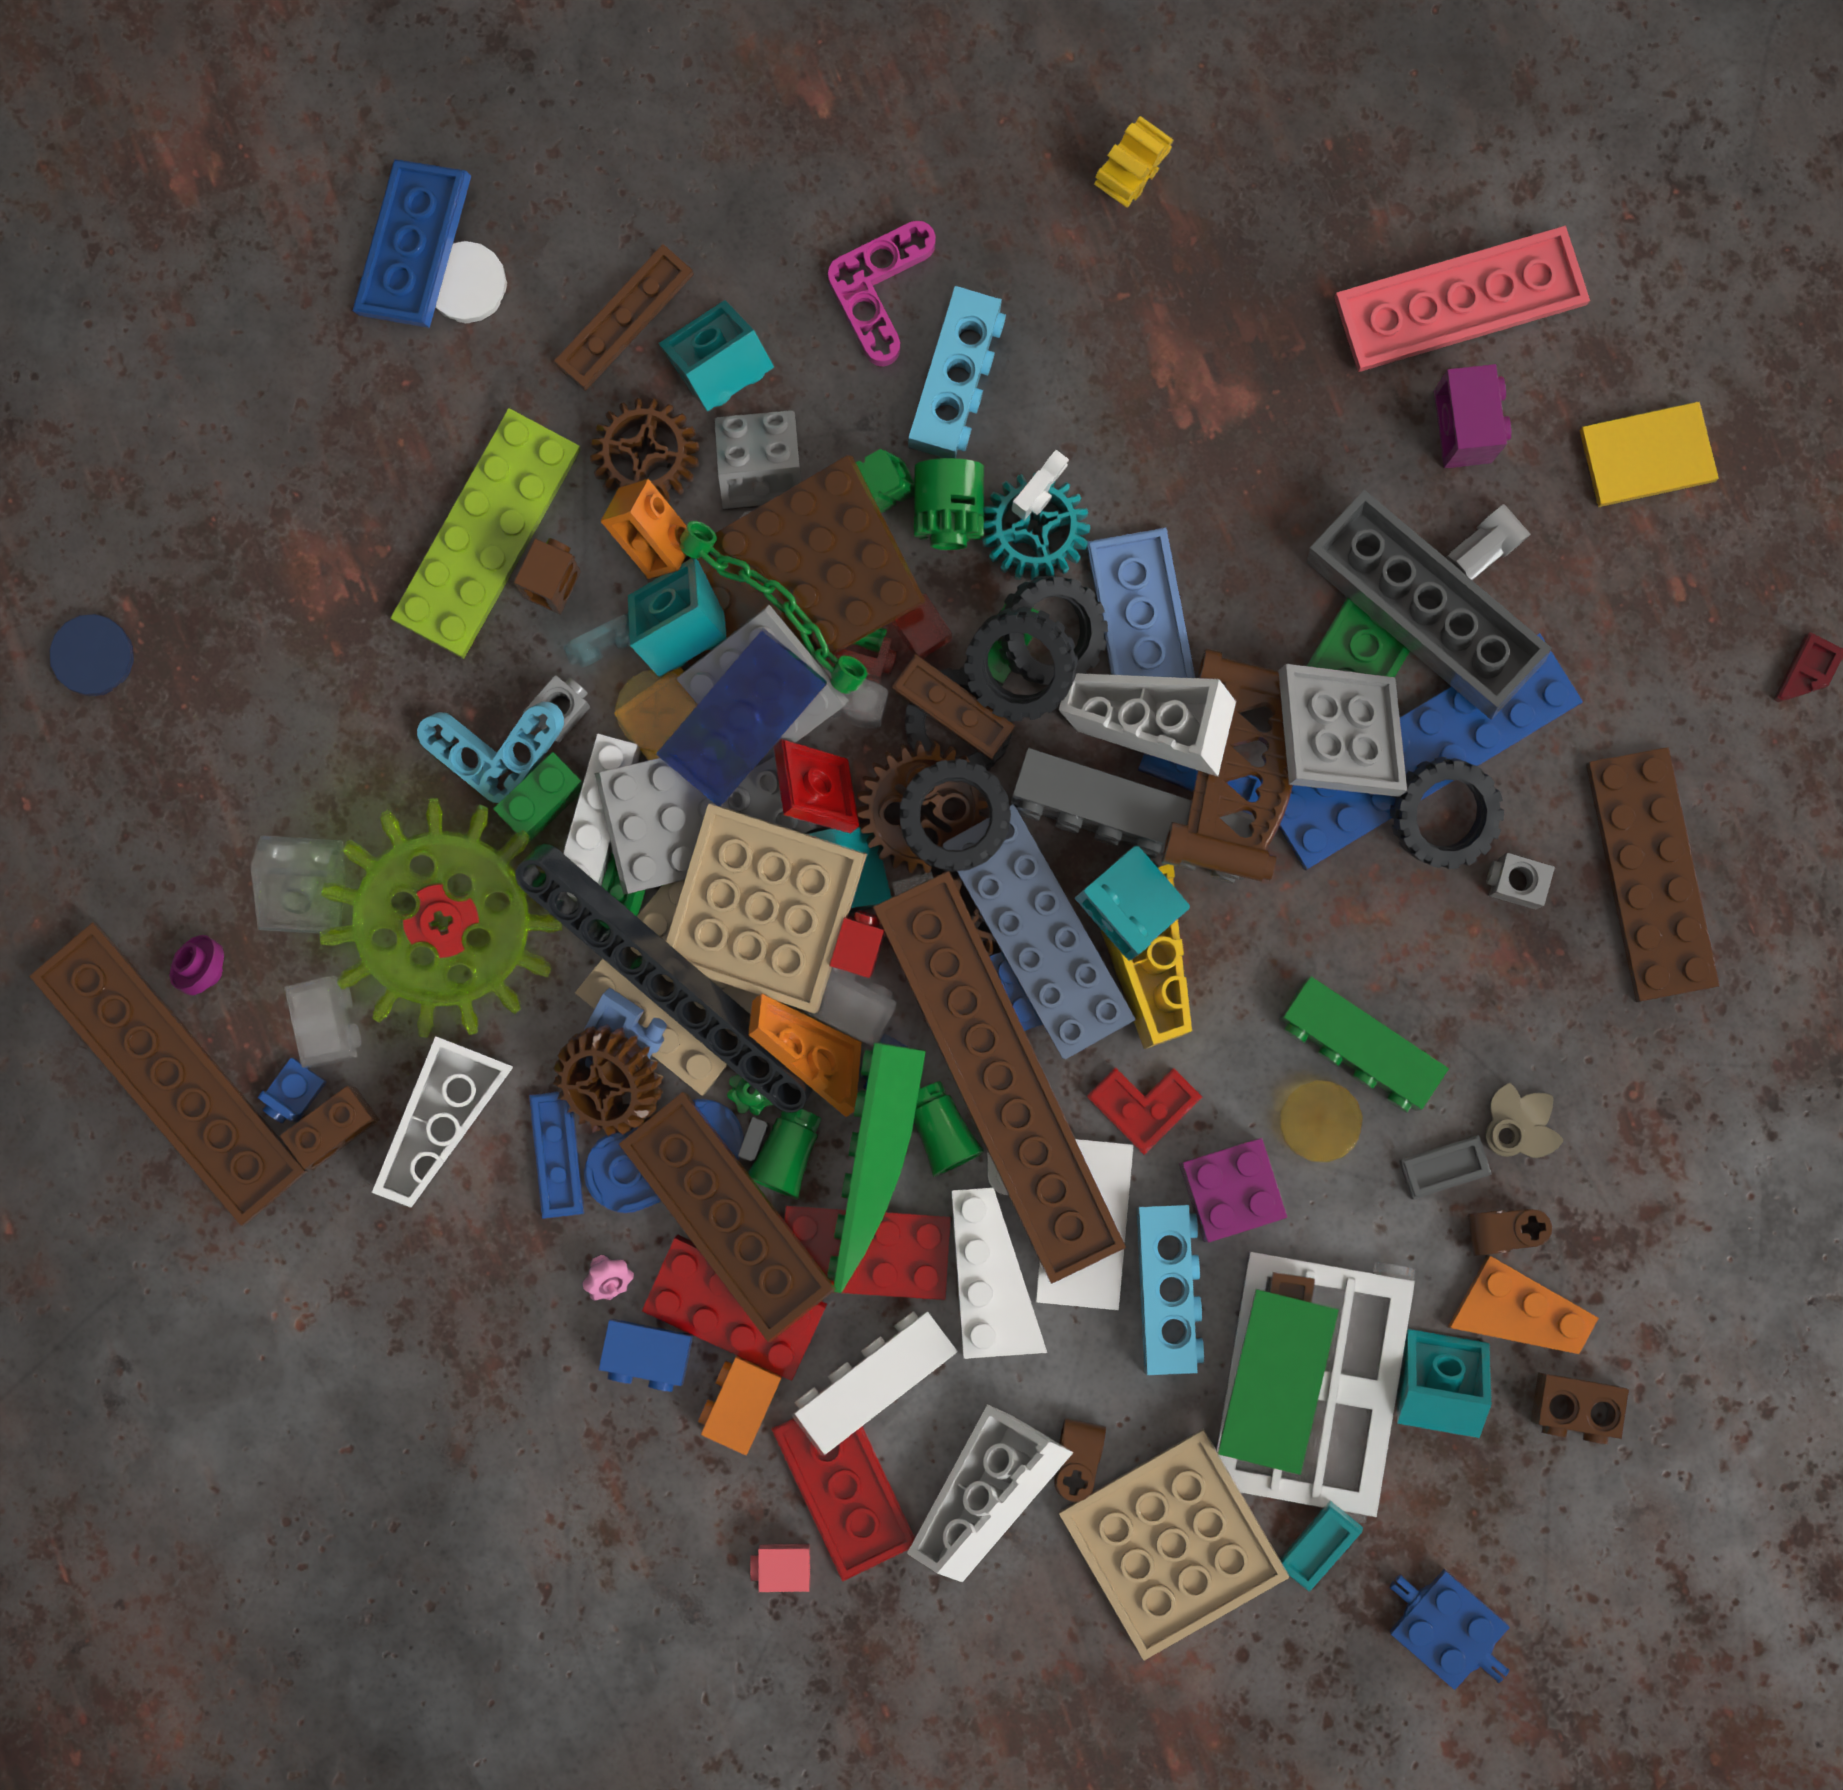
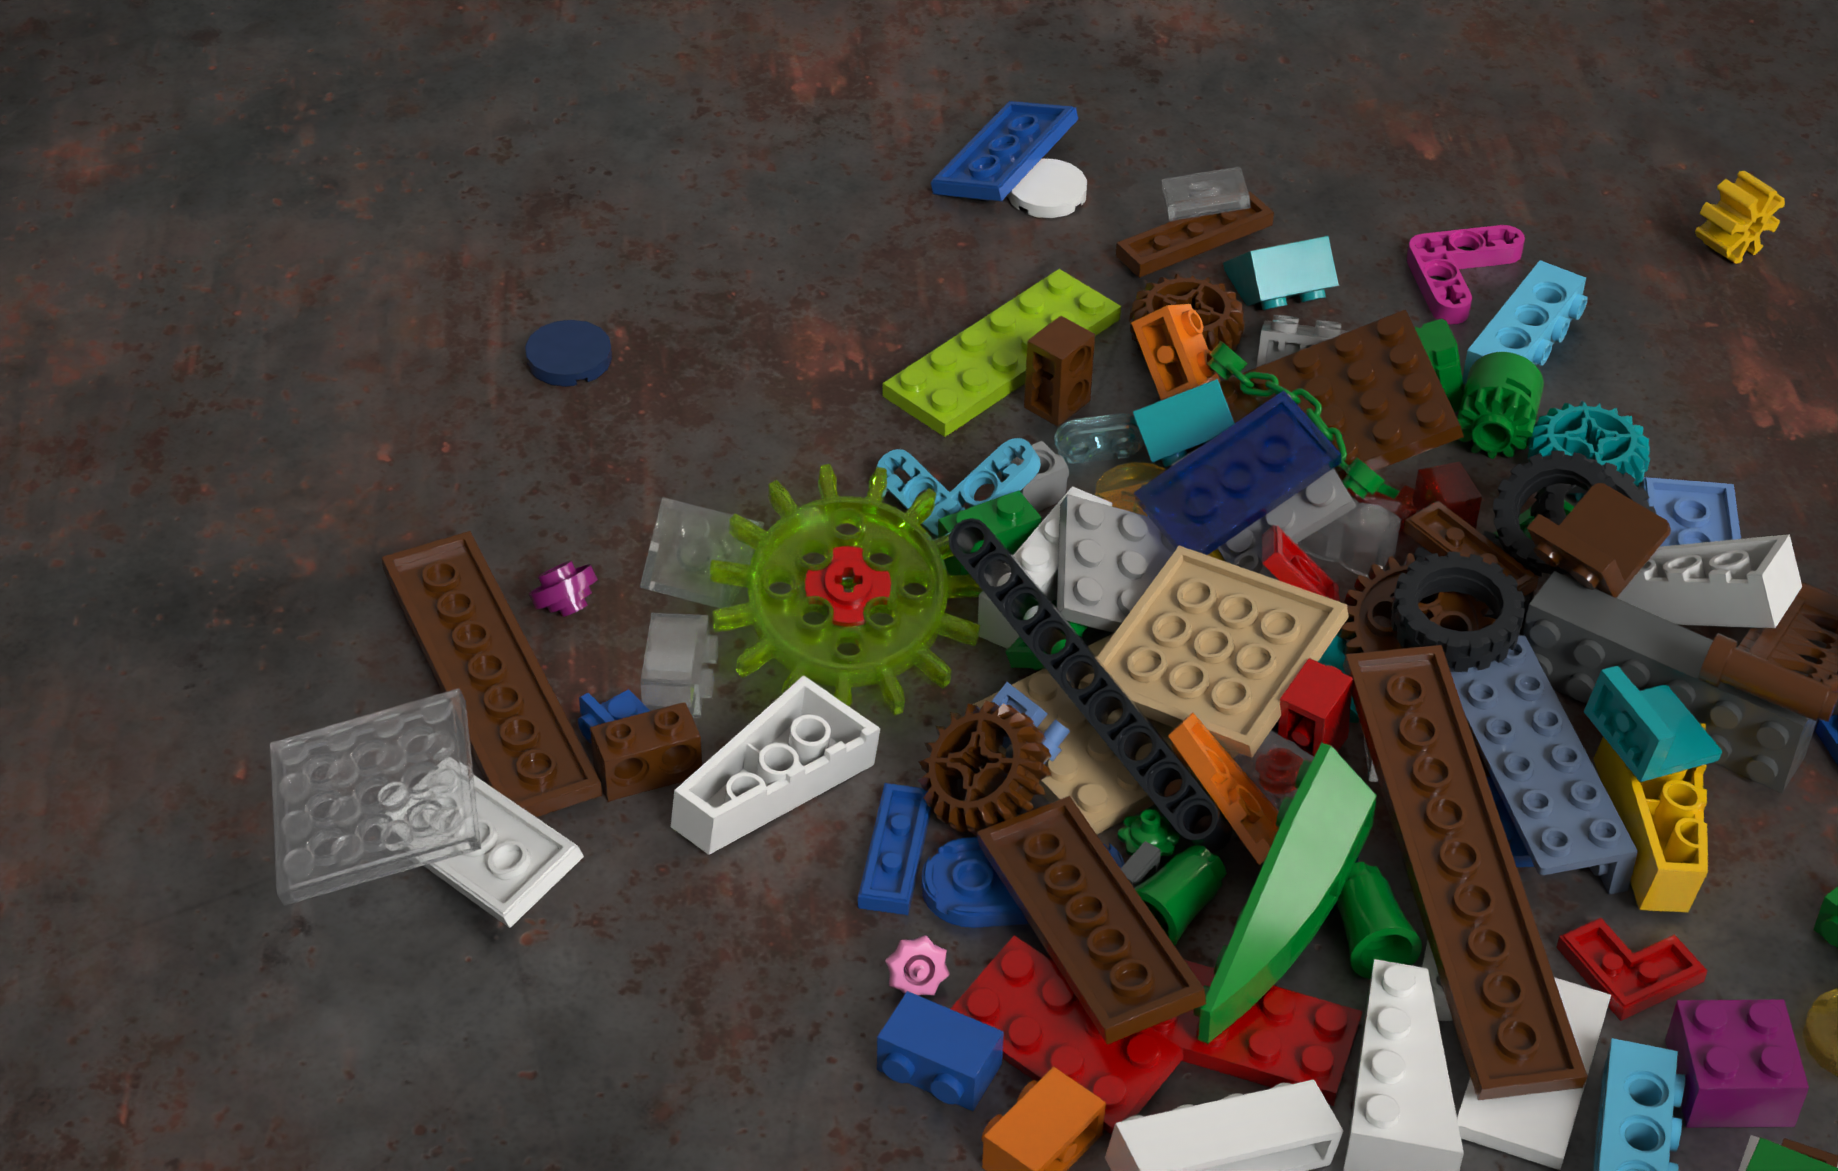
camera: 20 degrees right, 40 degrees down
(129, 1240) = (373, 797): none -> clear plate
(231, 1262) = (516, 858): none -> white tile
(621, 263) = (1205, 193): none -> clear tile
(850, 1027) = (1278, 770): none -> clear red plate
(1035, 493) = (1597, 397): white plate -> none
(1061, 713) = (1601, 539): none -> reddish brown bracket

